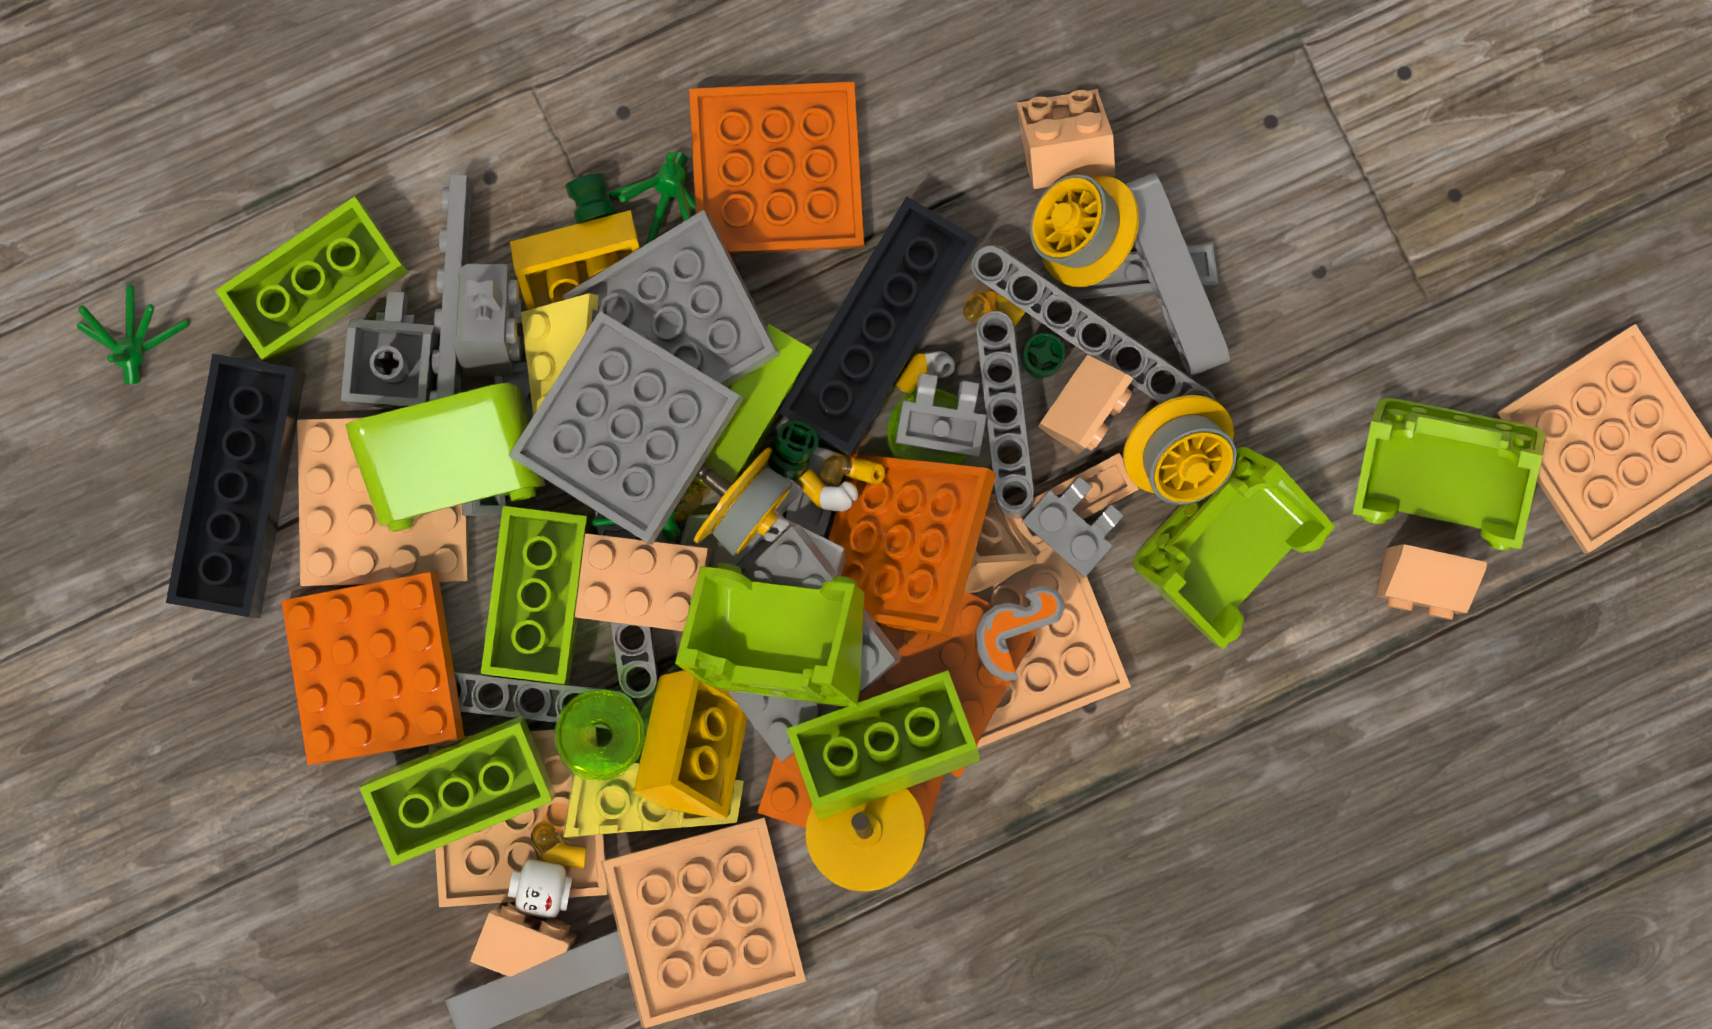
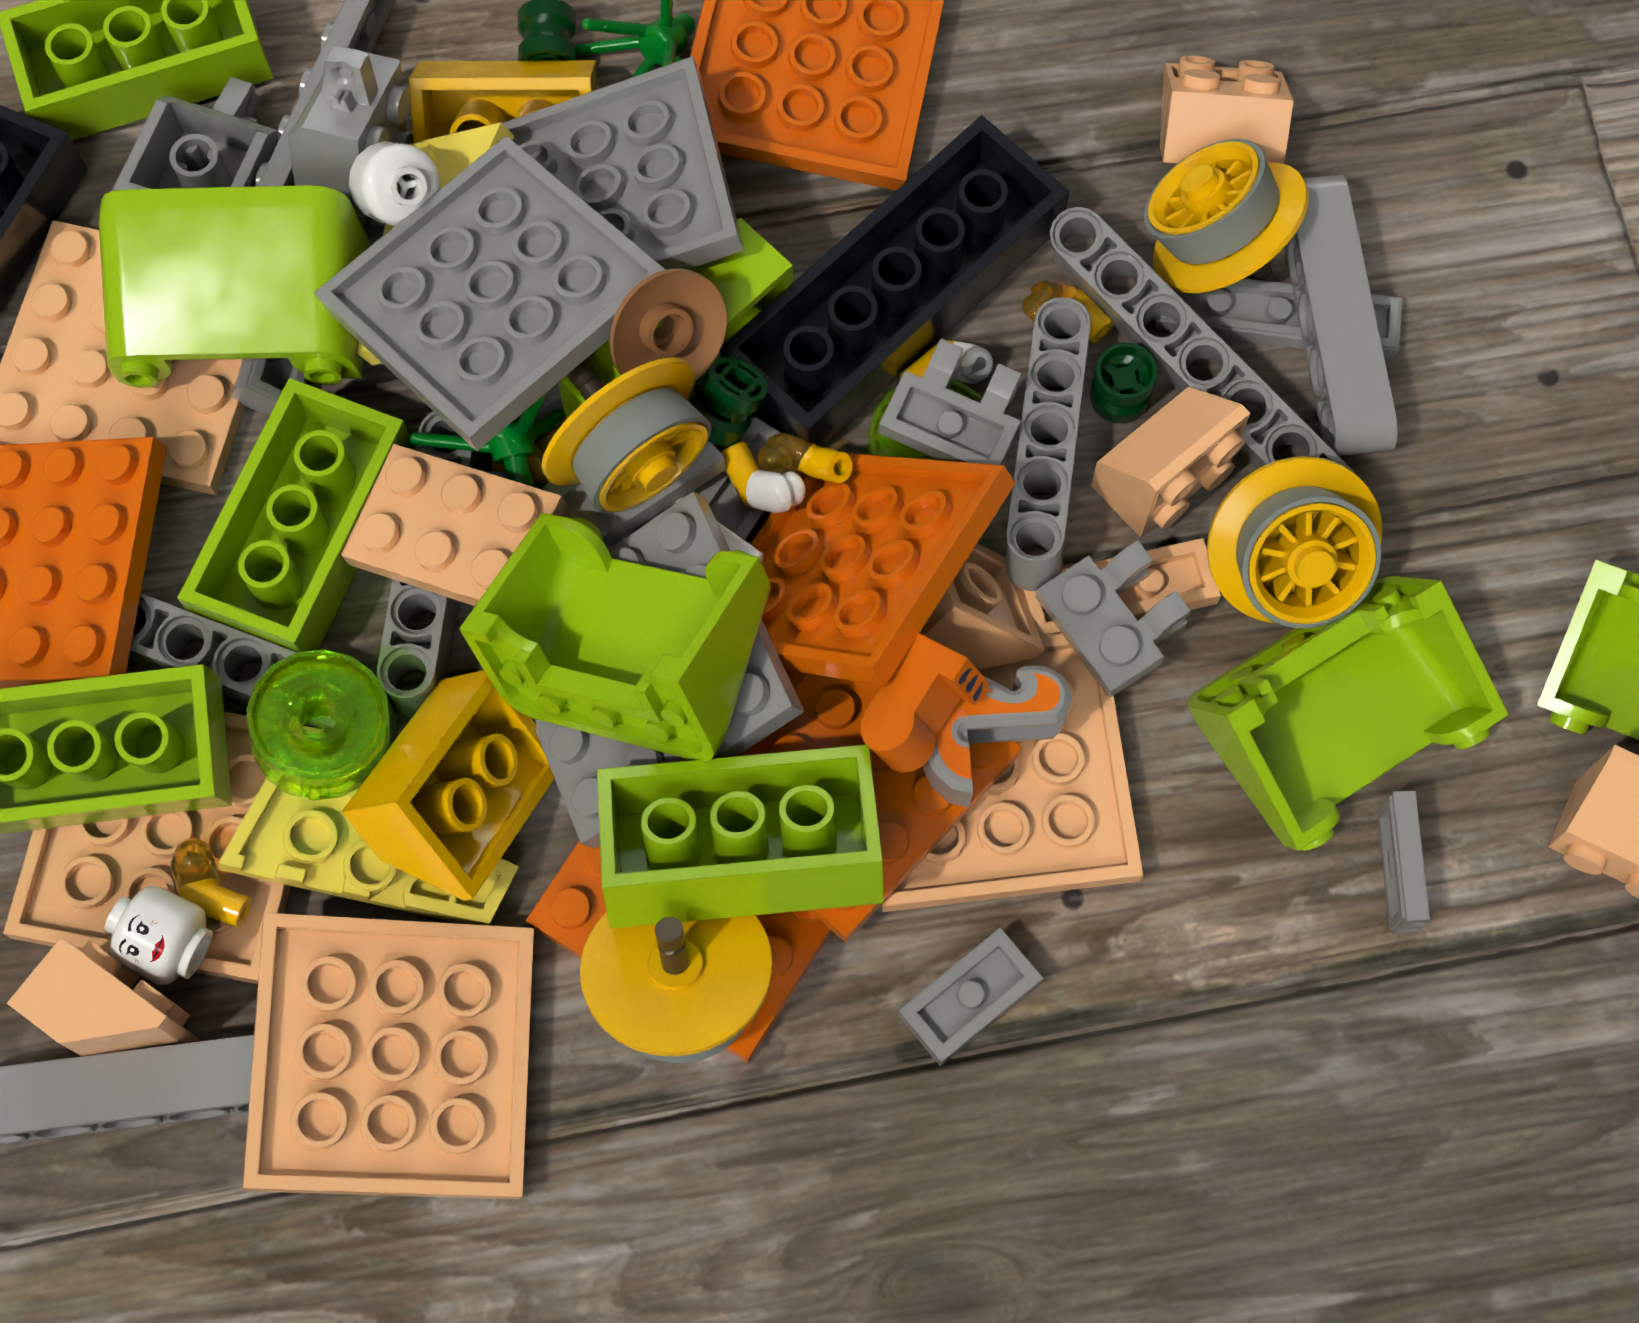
camera: 20 degrees right, 15 degrees down
(534, 361) = (392, 181): none -> white head
(749, 428) = (690, 328): none -> medium nougat dish
(966, 650) = (918, 702): none -> orange leg
(1042, 788) = (970, 996): none -> light grey plate
(1288, 636) = (1403, 863): none -> light grey tile

